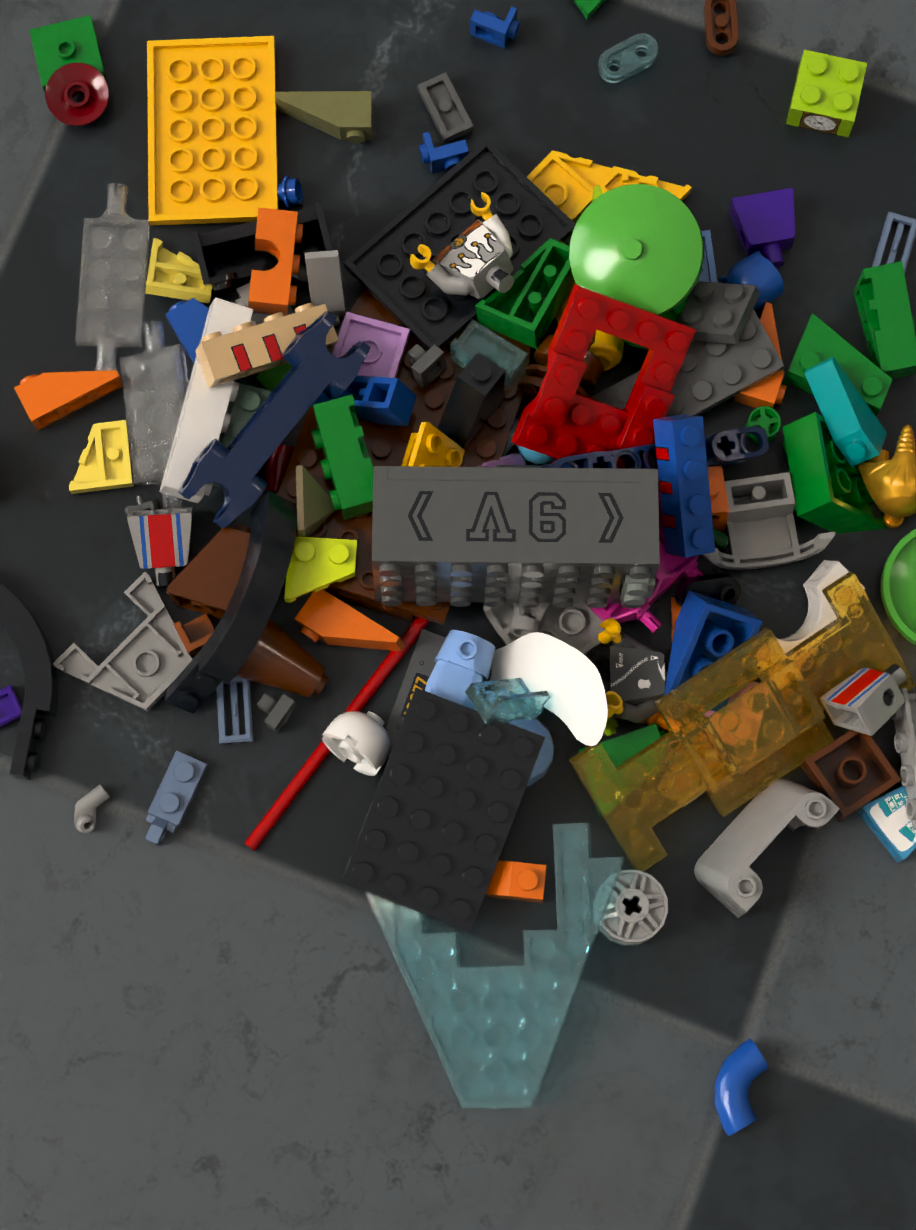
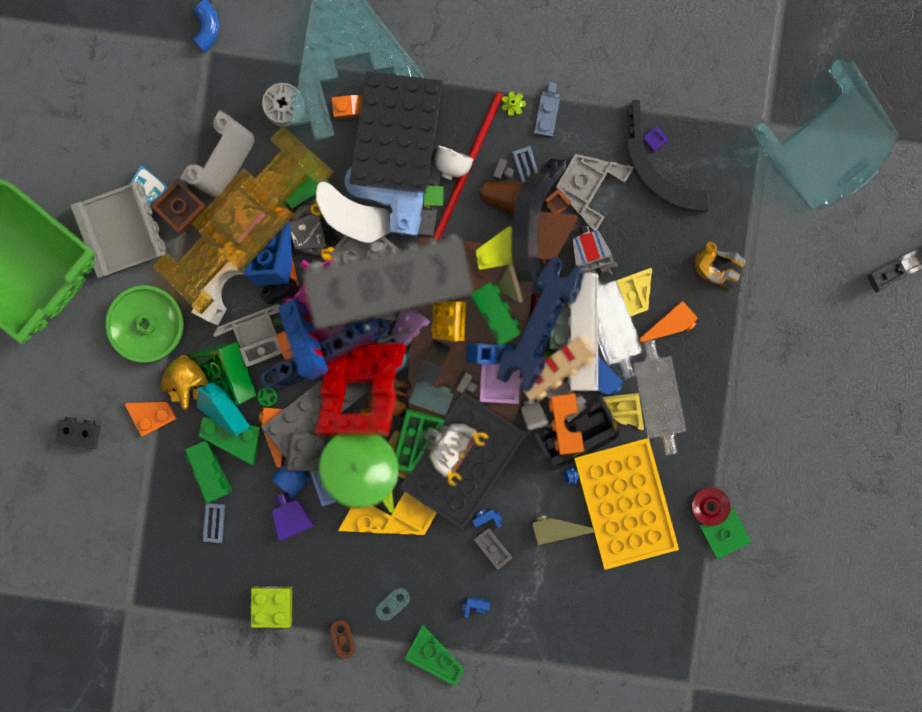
camera: 160 degrees right, 10 degrees up
(86, 809) = (594, 93): light grey arm -> none
(231, 832) = (513, 107): none -> lime plant
(341, 625) = (480, 226): orange slope -> none
(402, 691) = (434, 196): none -> bright green tile
(506, 700) = (375, 198): clear light blue bracket -> none
(865, 699) = (178, 246): light grey torso -> none

